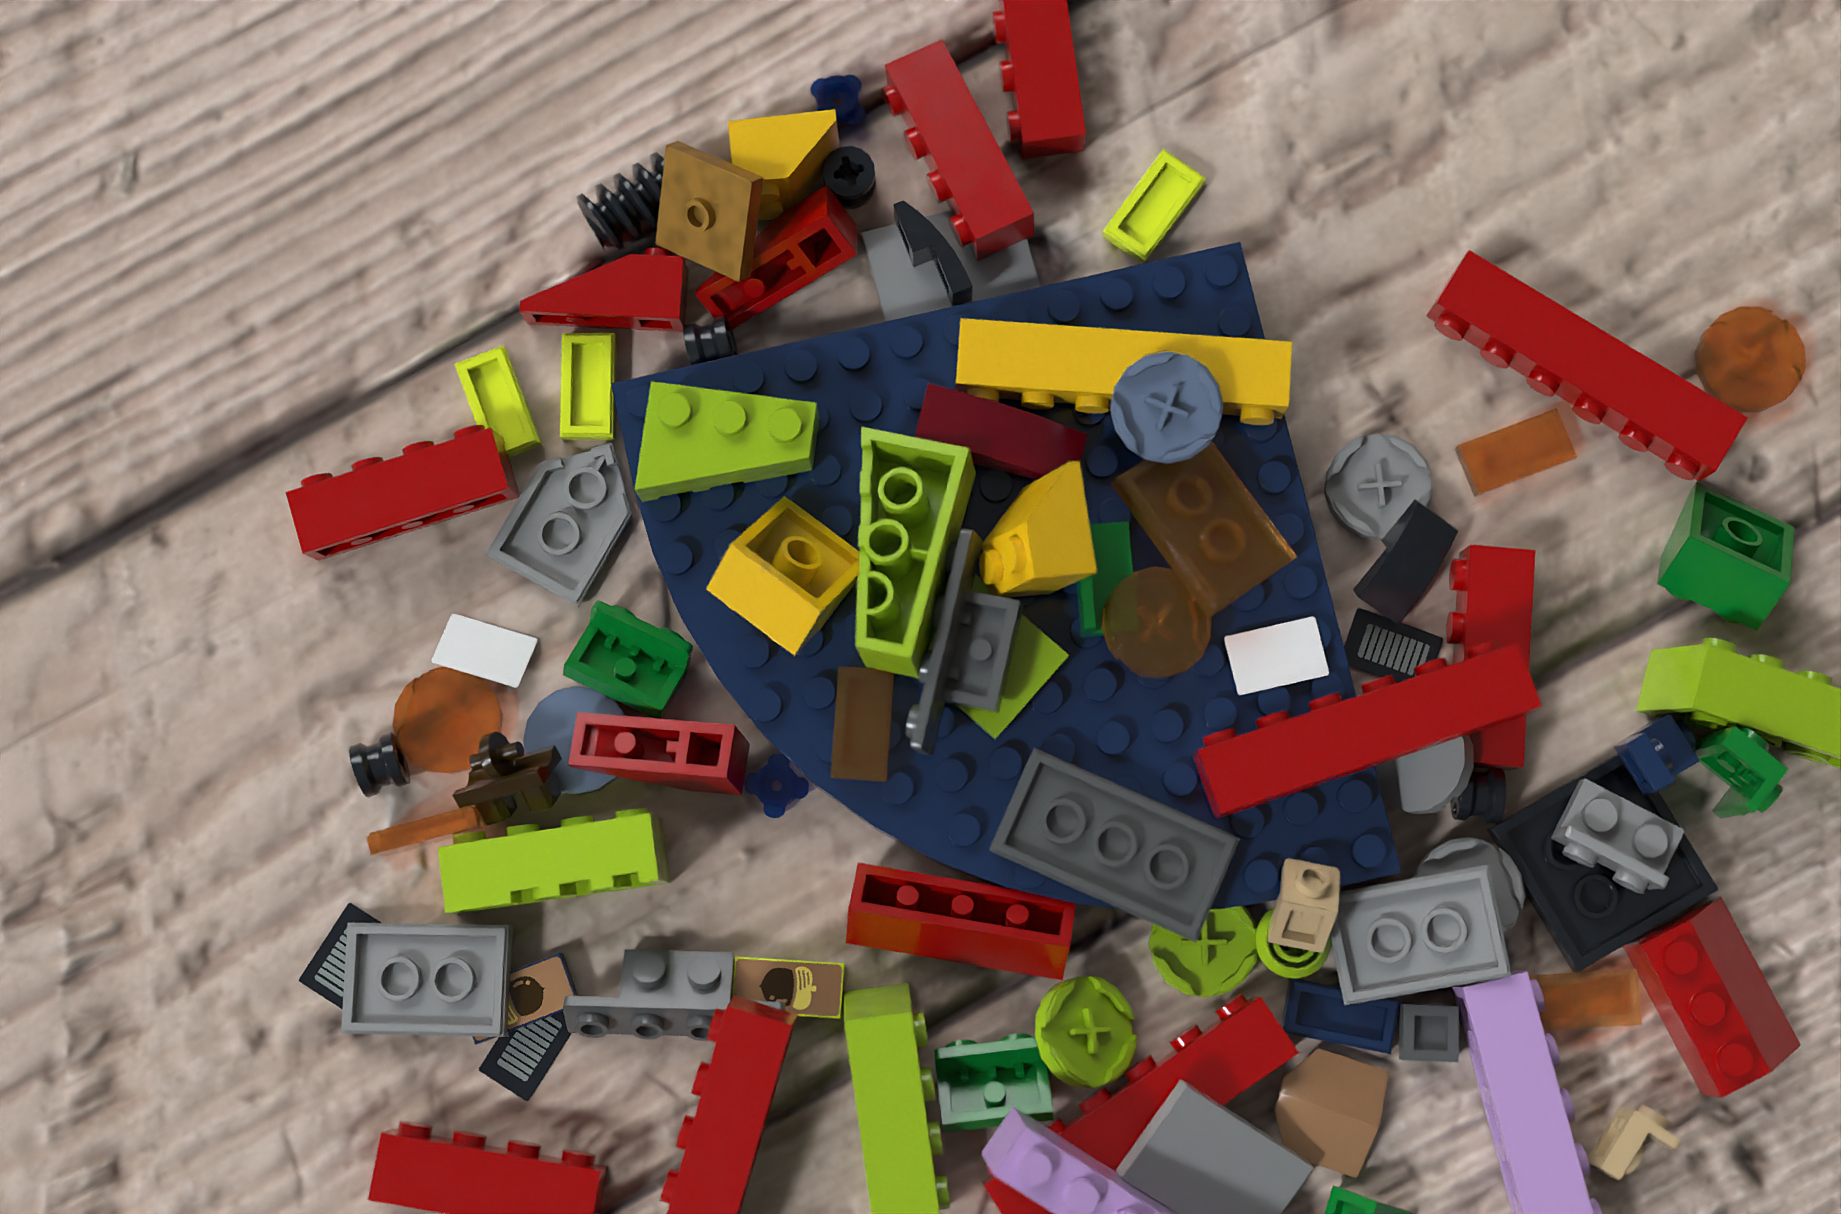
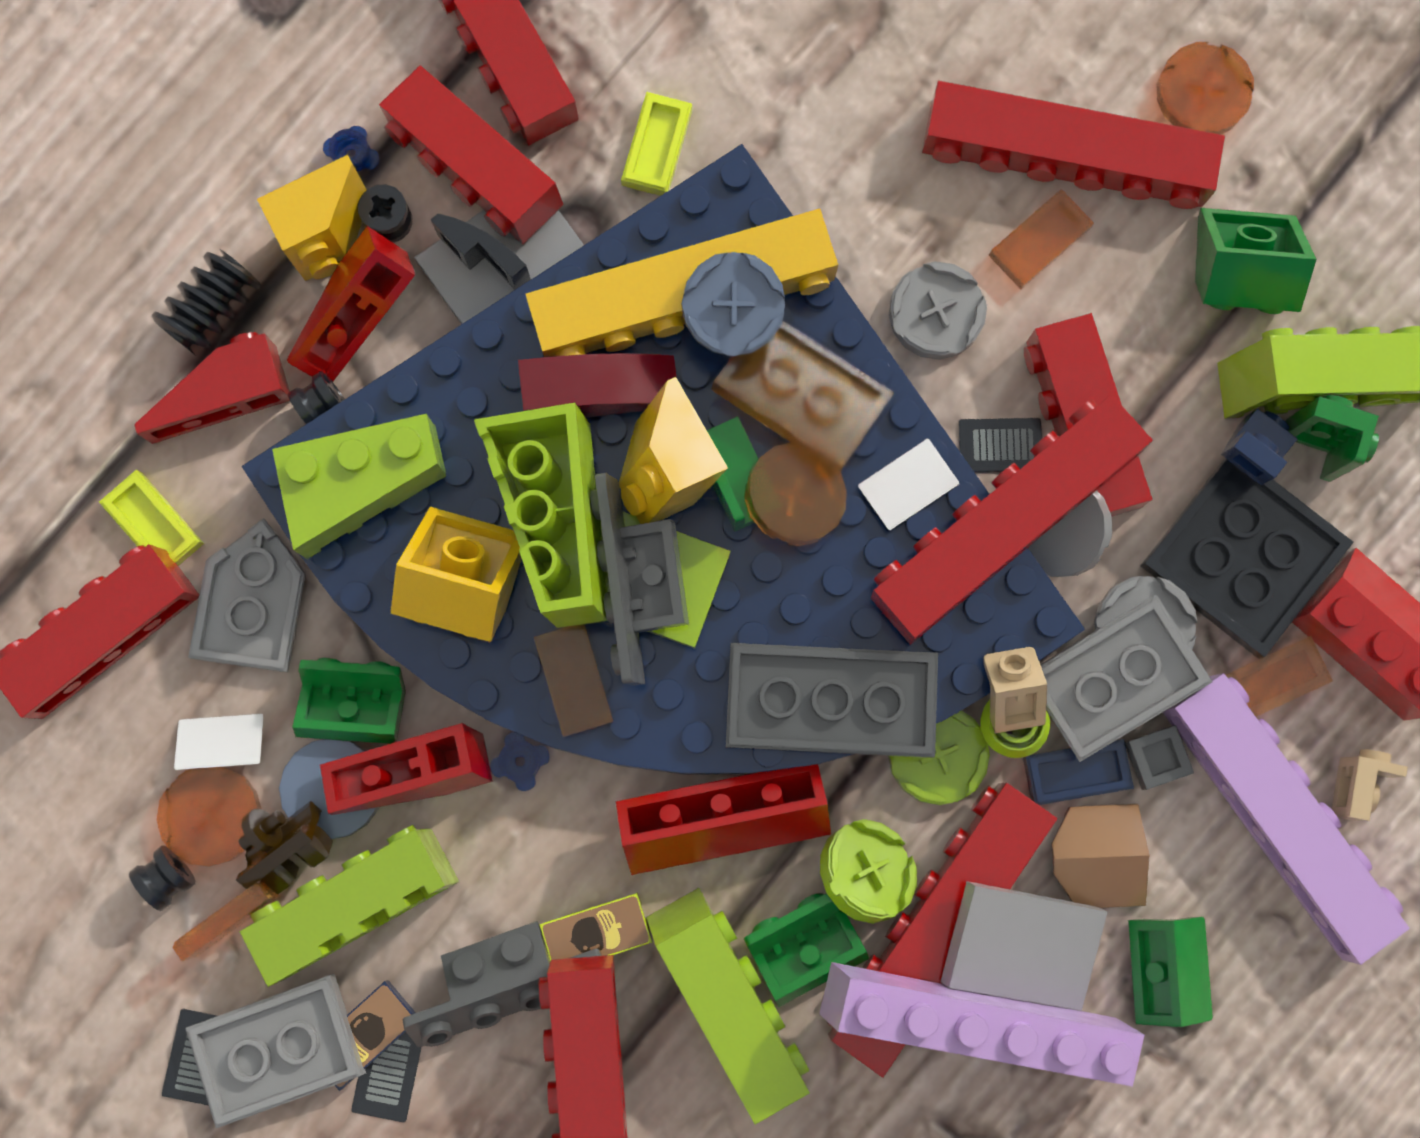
camera: 25 degrees left, 0 degrees up
(586, 386) = (224, 484): neon yellow tile -> none
(708, 210) = (270, 283): pearl gold plate -> none
(1409, 562) = (988, 366): black slope -> none
(1482, 797) = (1127, 540): black wheel -> none
(1618, 836) = (1253, 528): light grey bracket -> none

